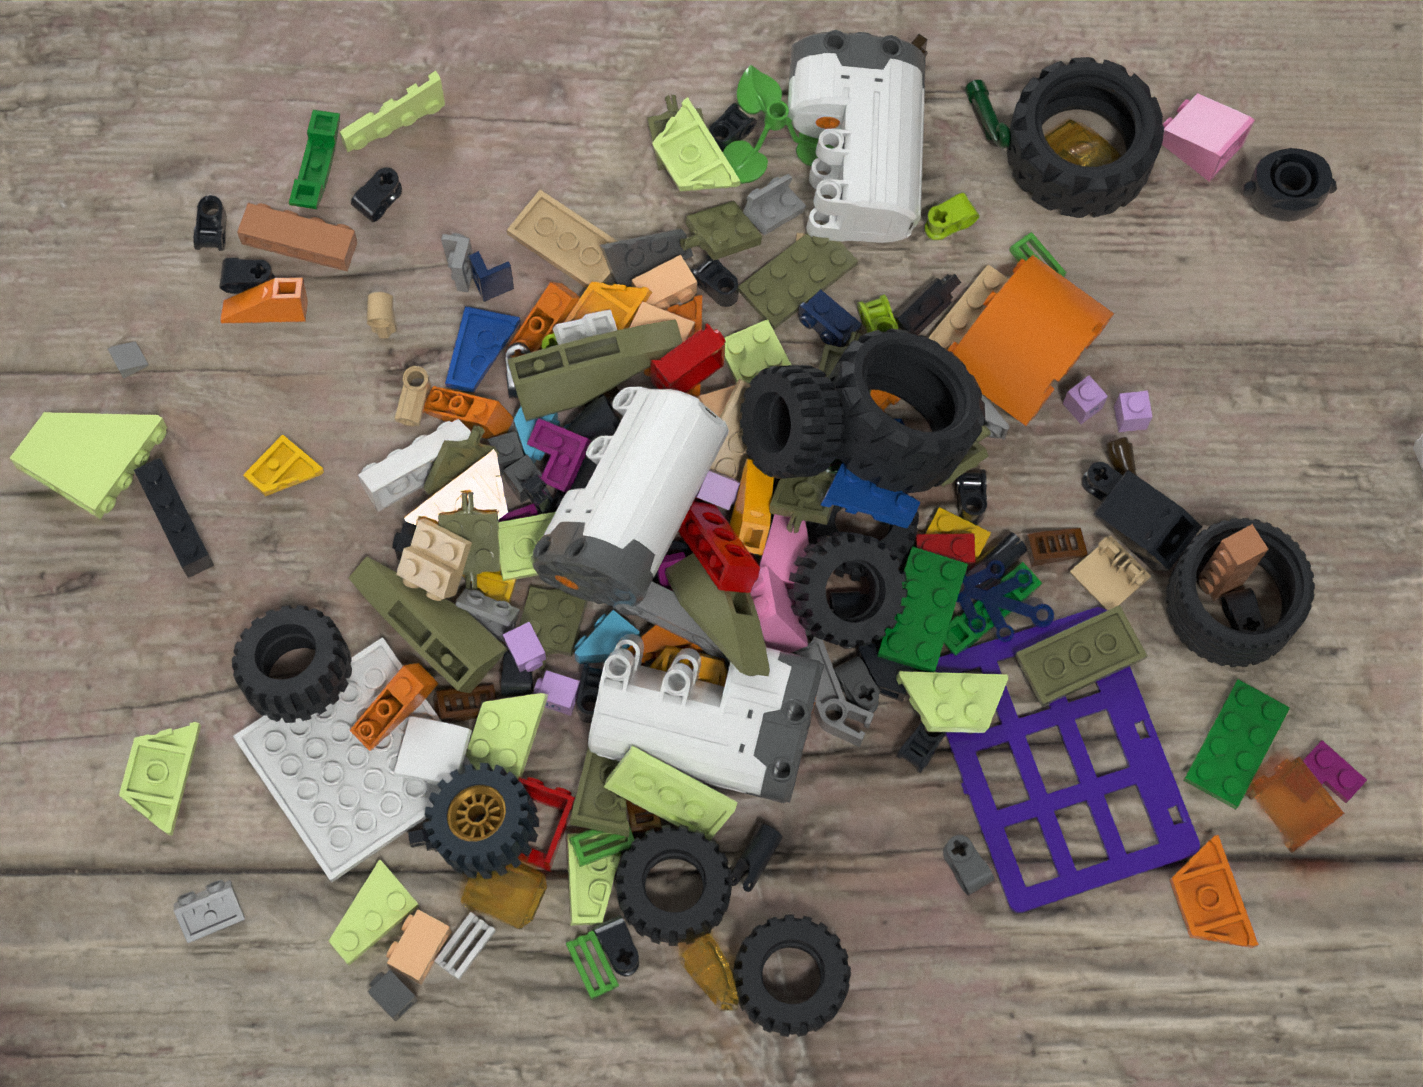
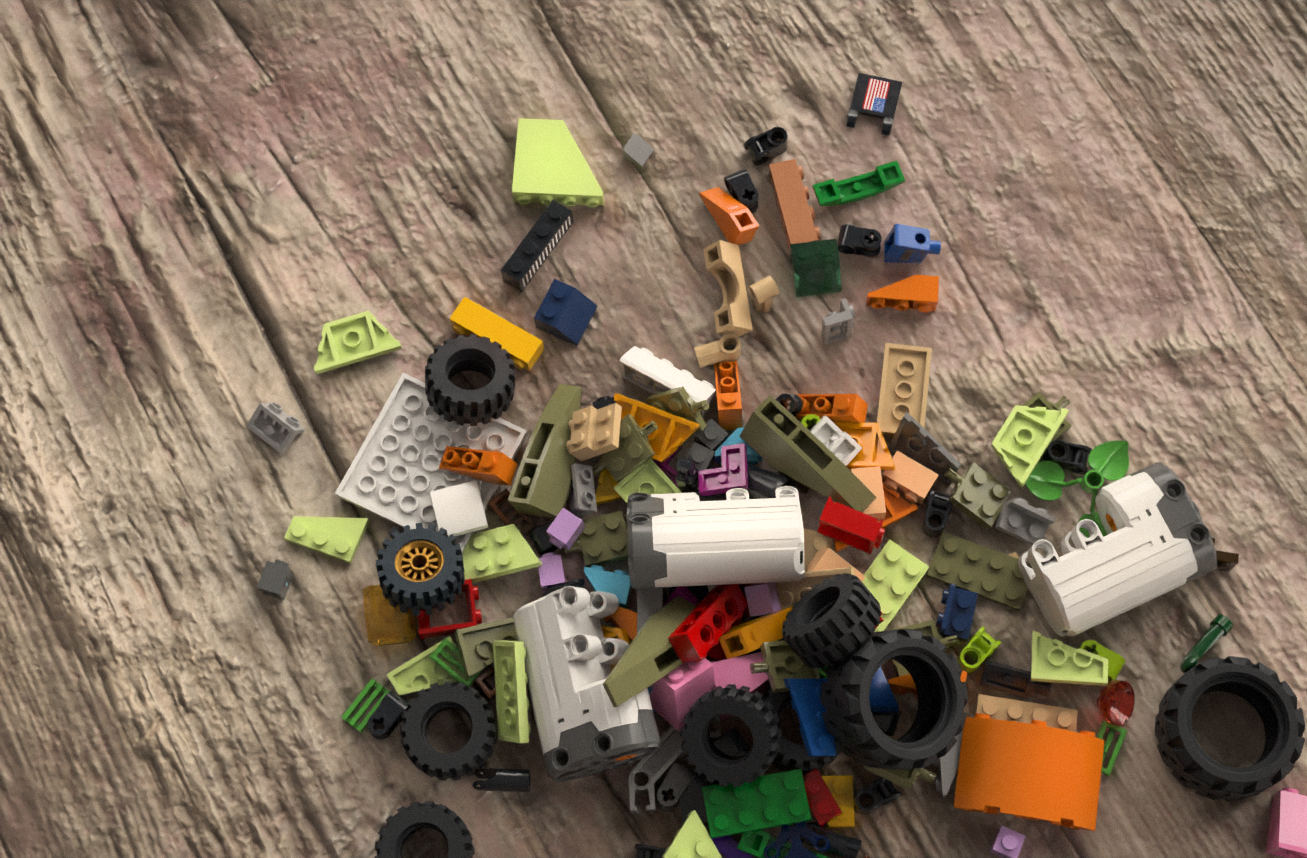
camera: 70 degrees right, 0 degrees up
(222, 626) = (477, 320): none -> yellow brick
(226, 93) = (875, 98): none -> black flag
(270, 529) = (565, 312): none -> dark blue slope
(281, 468) = (614, 294): yellow wing -> none
(324, 337) = (725, 264): none -> tan arch
(381, 252) = (815, 267): none -> clear green slope
(395, 114) = (924, 214): yellowish green wing -> none
(415, 148) = (909, 244): none -> blue torso
(418, 946) = (318, 578): light nougat brick -> none
(469, 173) = (910, 293): none -> orange slope
(477, 346) = (783, 374): blue wing -> none
(480, 924) = (335, 600): white tile -> none
(493, 281) = (834, 351): dark blue panel -> none
(711, 972) = (397, 790): clear yellow slope -> none
(941, 246) = (1064, 664): none -> yellowish green wing
(1000, 225) = (1120, 703): none -> clear red piece
(1081, 145) = (1221, 731): clear yellow slope -> none

